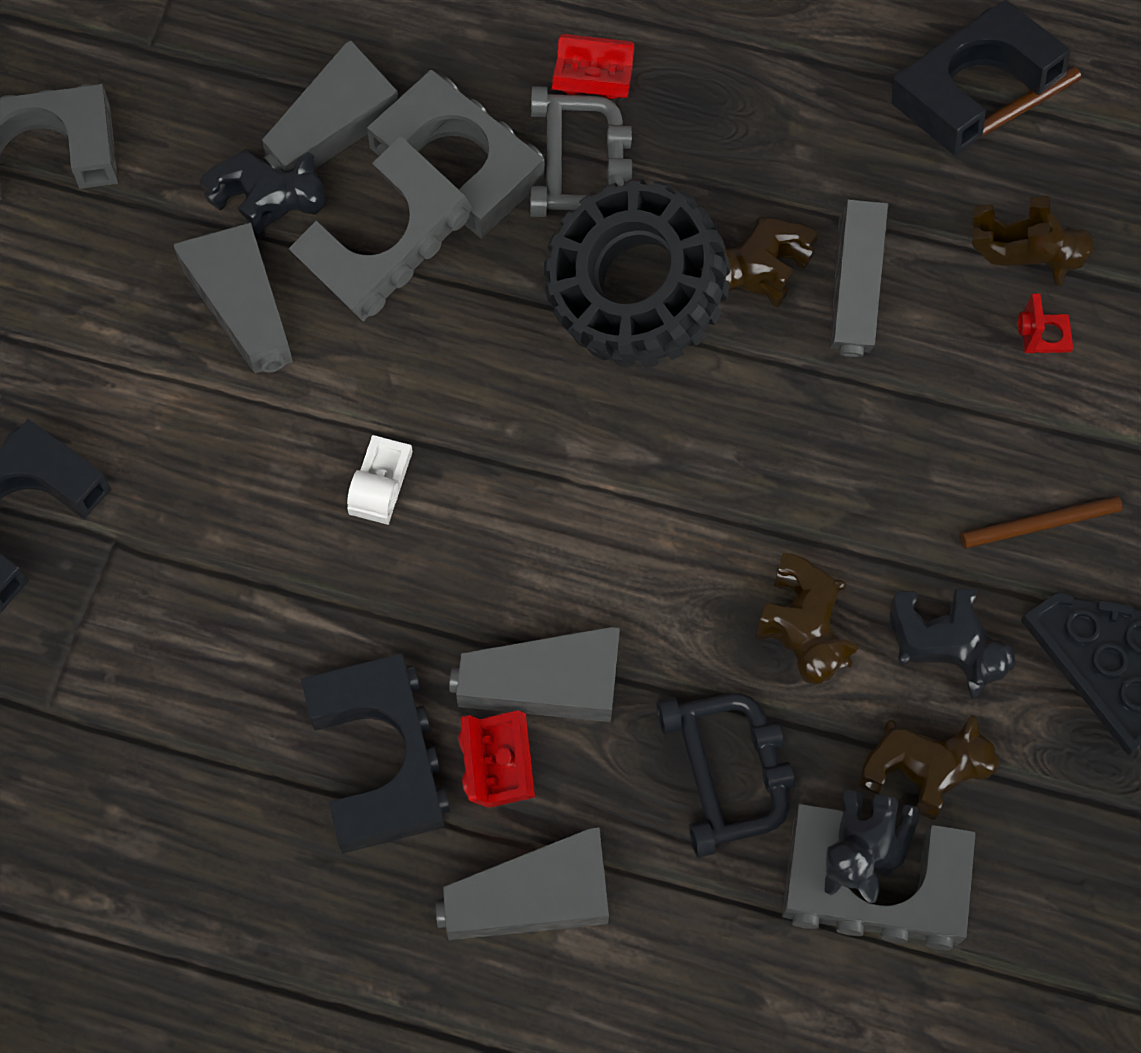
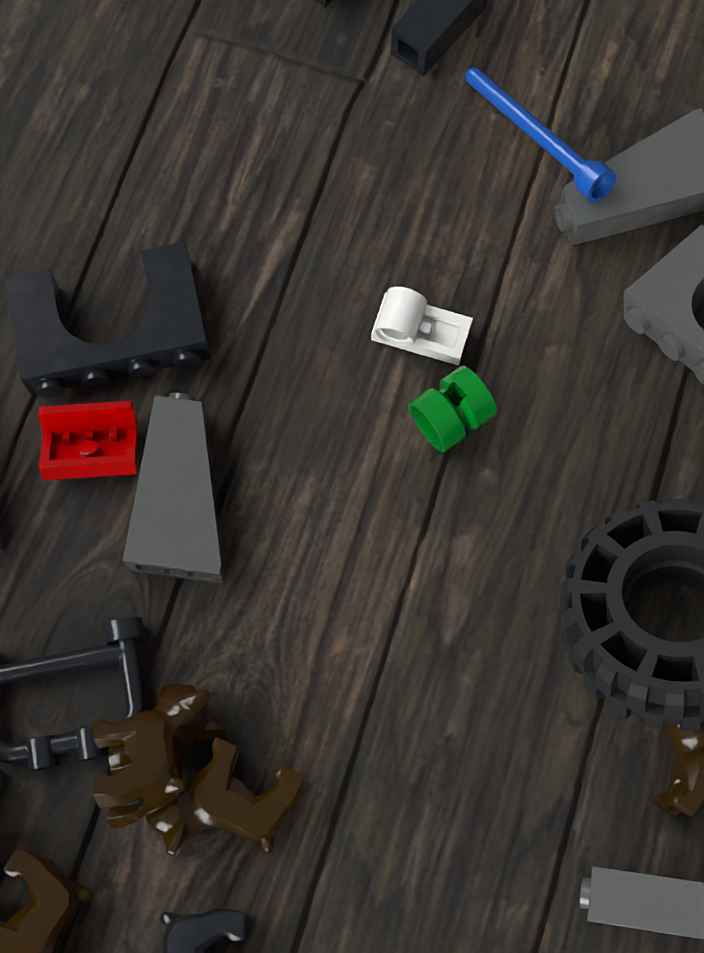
camera: 95 degrees right, 5 degrees up
(245, 330) = (591, 177): none -> blue piece
(463, 454) = (457, 405): none -> green wheel
(772, 670) = (150, 763): none -> dark brown animal

